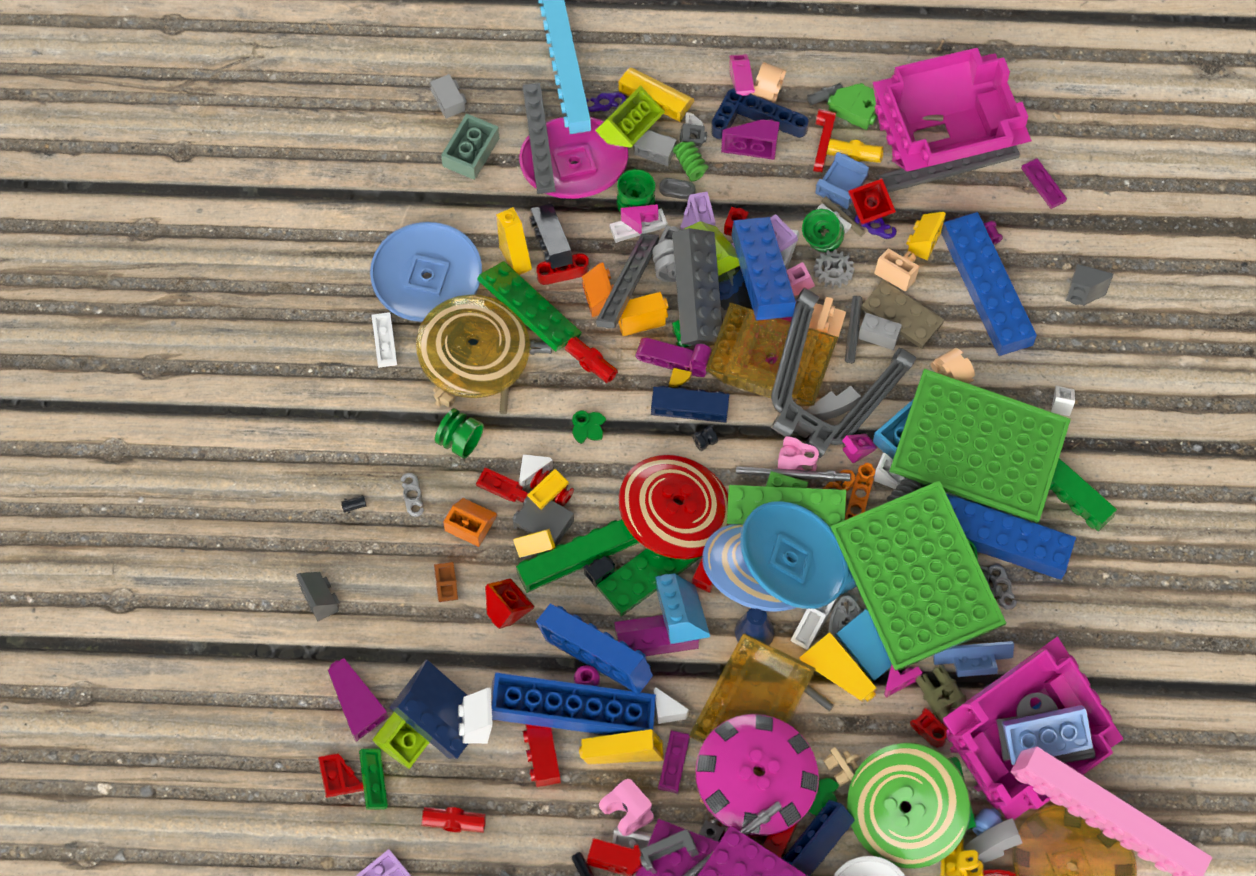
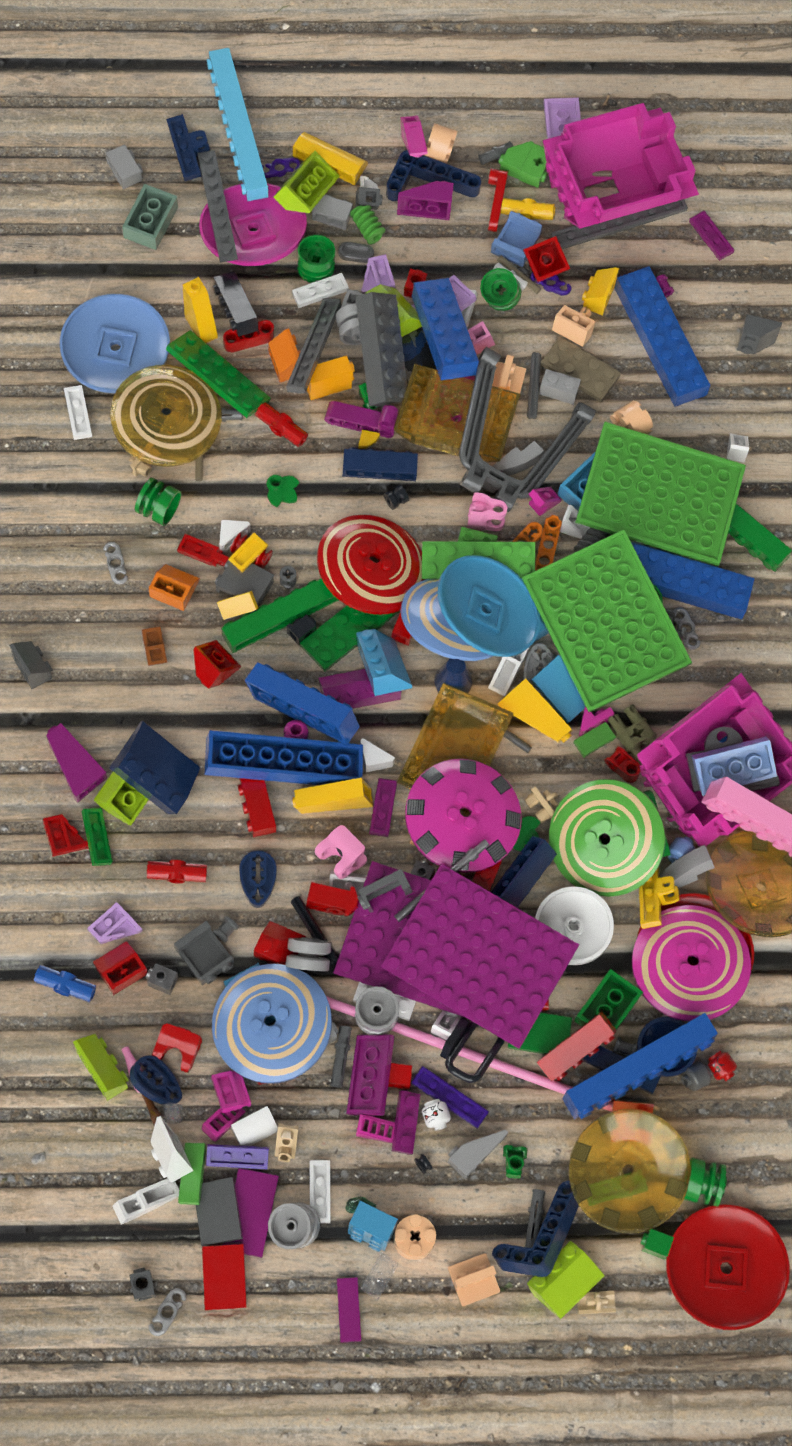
camera: 10 degrees left, 5 degrees up
(353, 504) = (58, 574): black pin -> none
(476, 717) = (193, 773): white slope -> none
(512, 78) = (187, 146): none -> dark blue plate
(526, 828) = (268, 875): none -> dark blue piece
(593, 516) = (284, 581): none -> dark grey bush
(635, 215) = (318, 280): dark pink slope -> none
(830, 476) = (519, 529): flat silver bar -> none
(833, 269) = (512, 326): light grey gear -> none
(891, 55) = (560, 112): none -> lavender plate
(900, 700) = (594, 739): none -> bright green tile
(975, 658) = (664, 697): medium blue bracket -> none

